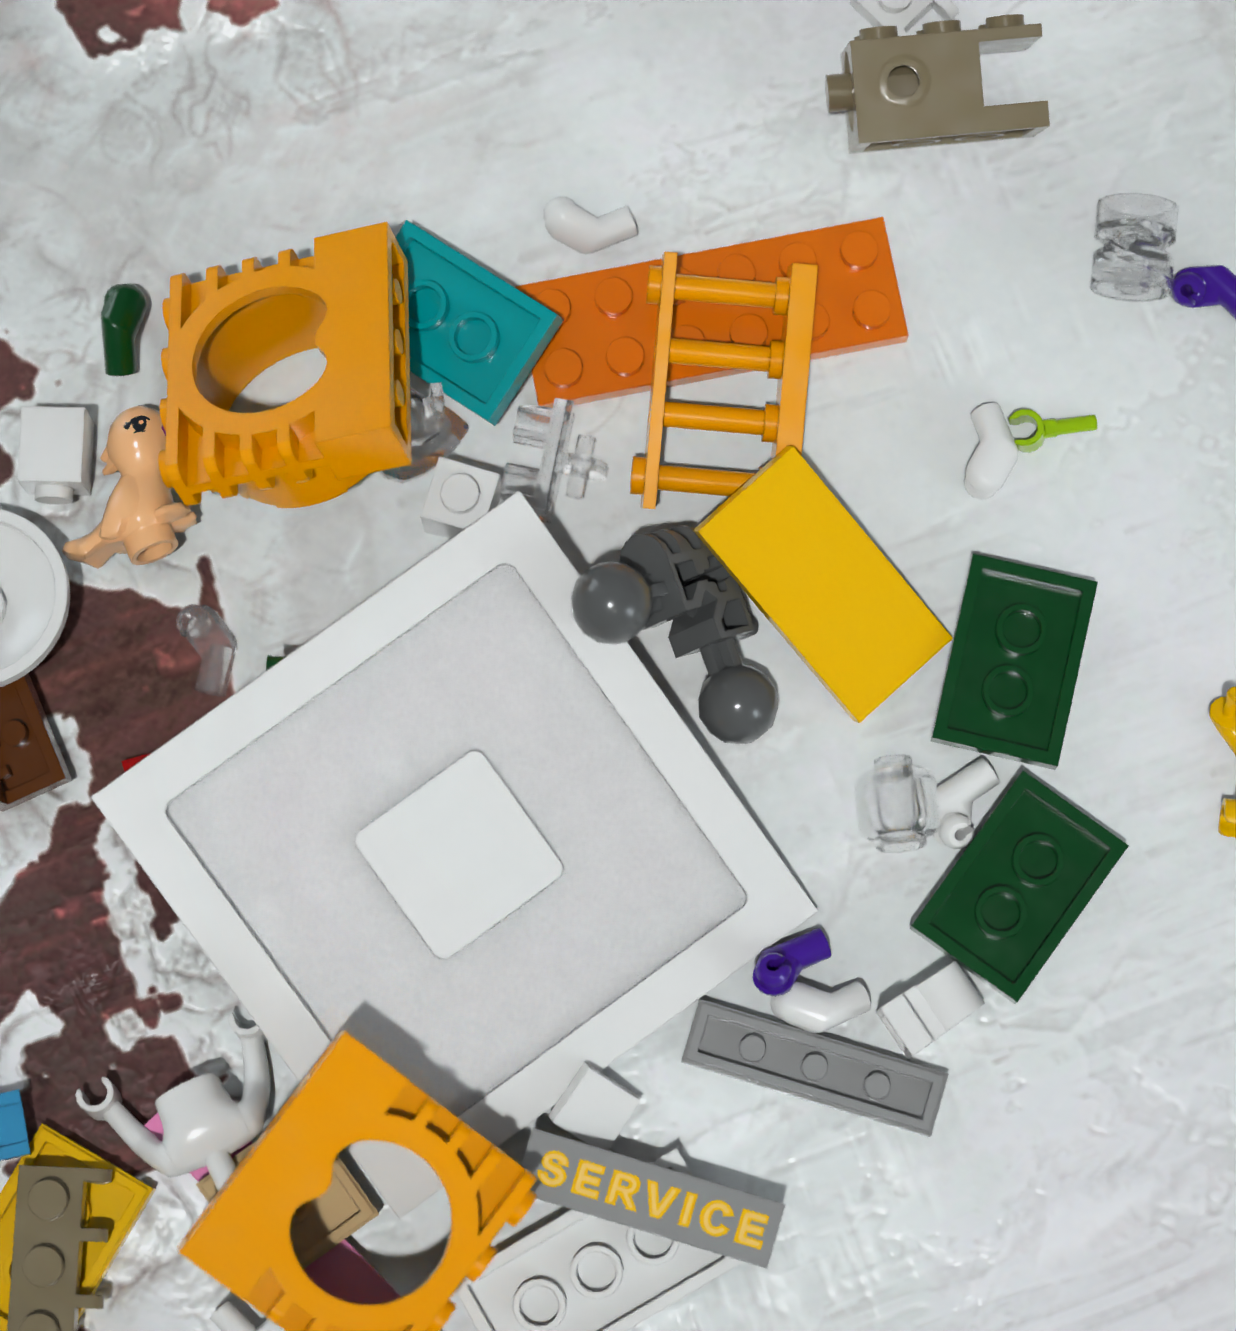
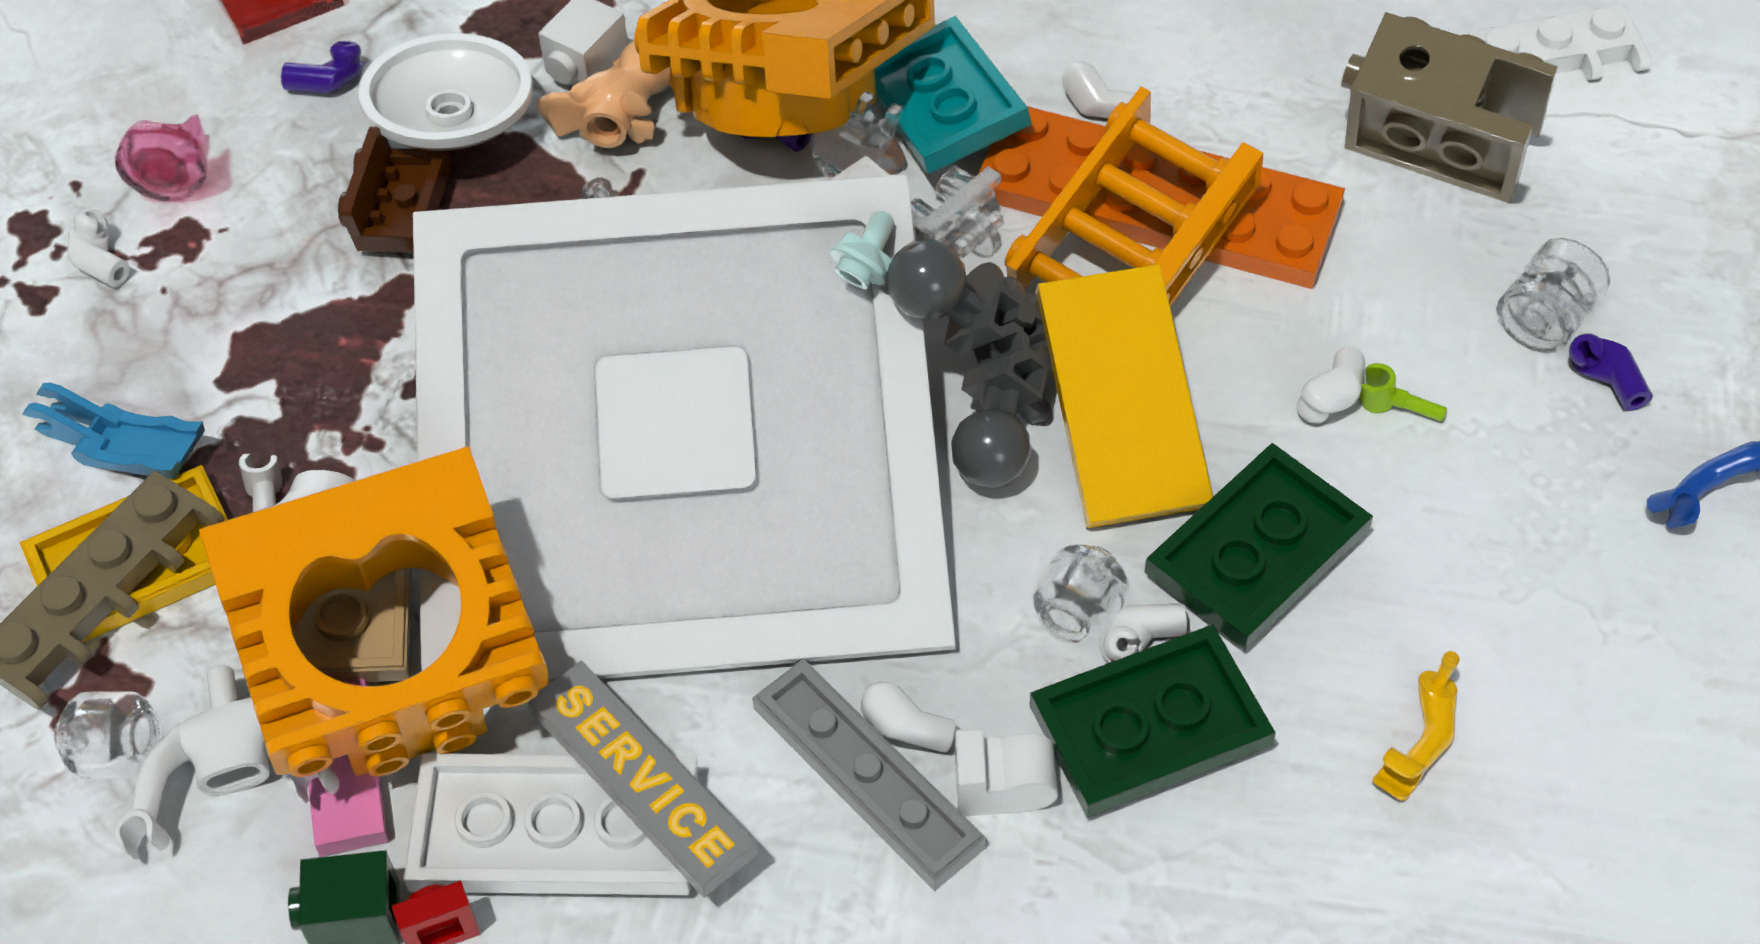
camera: 30 degrees right, 25 degrees down
(541, 614) = (862, 259): none -> light aqua plate
(594, 1108) = (651, 689): white tile -> none
(782, 964) = (885, 664): dark purple arm -> none

